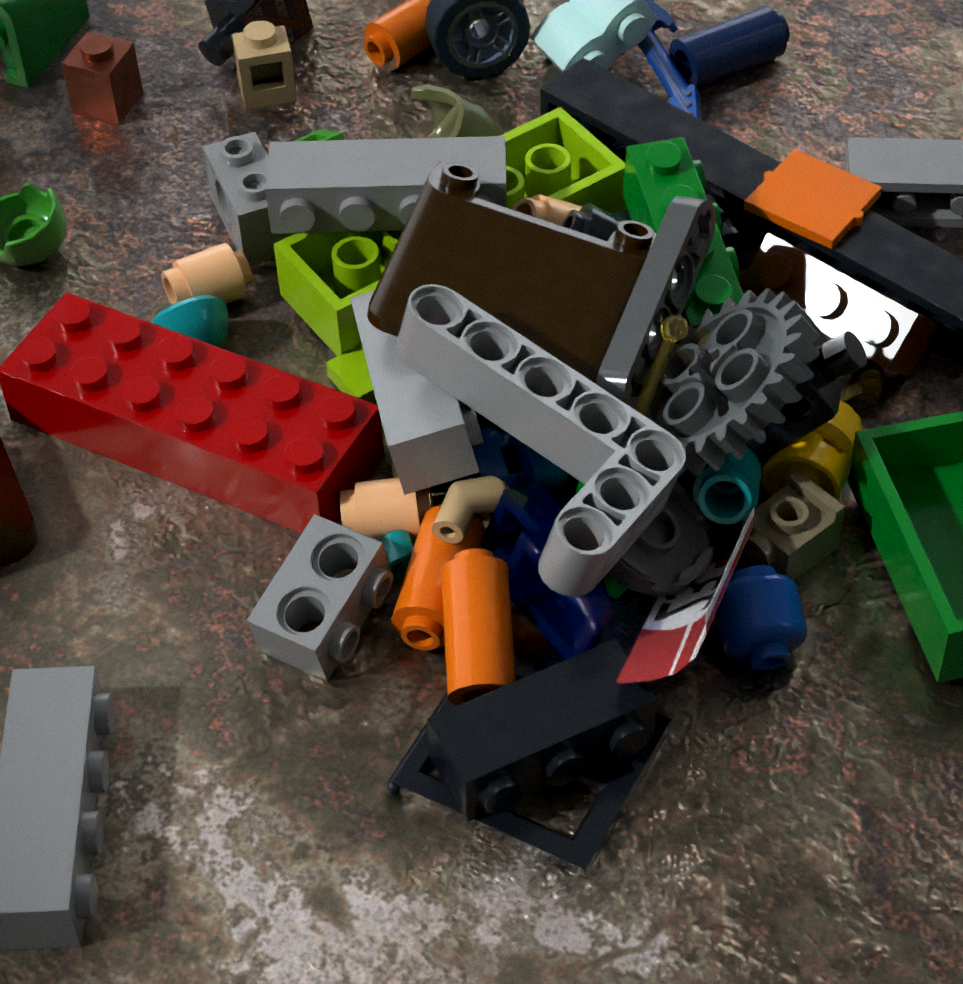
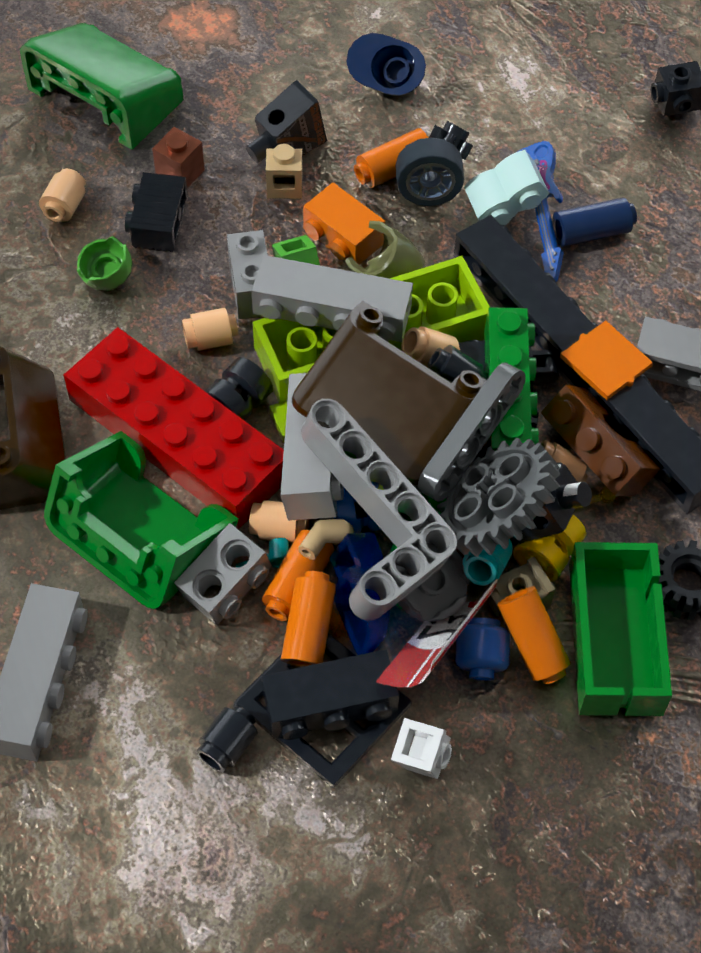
camera: 10 degrees right, 10 degrees up
(86, 148) = (157, 211): none -> black brick
(140, 568) = (127, 523): none -> green windscreen
(197, 317) = (194, 364): teal brick -> none
(281, 335) = (241, 387): none -> black wheel
(367, 105) = (342, 224): none -> orange piece
(392, 835) = (227, 738): none -> black brick
(672, 329) = (477, 453): clear yellow hinge -> none
(716, 774) = (428, 751): none -> white brick
(836, 577) = (534, 635): none -> orange brick

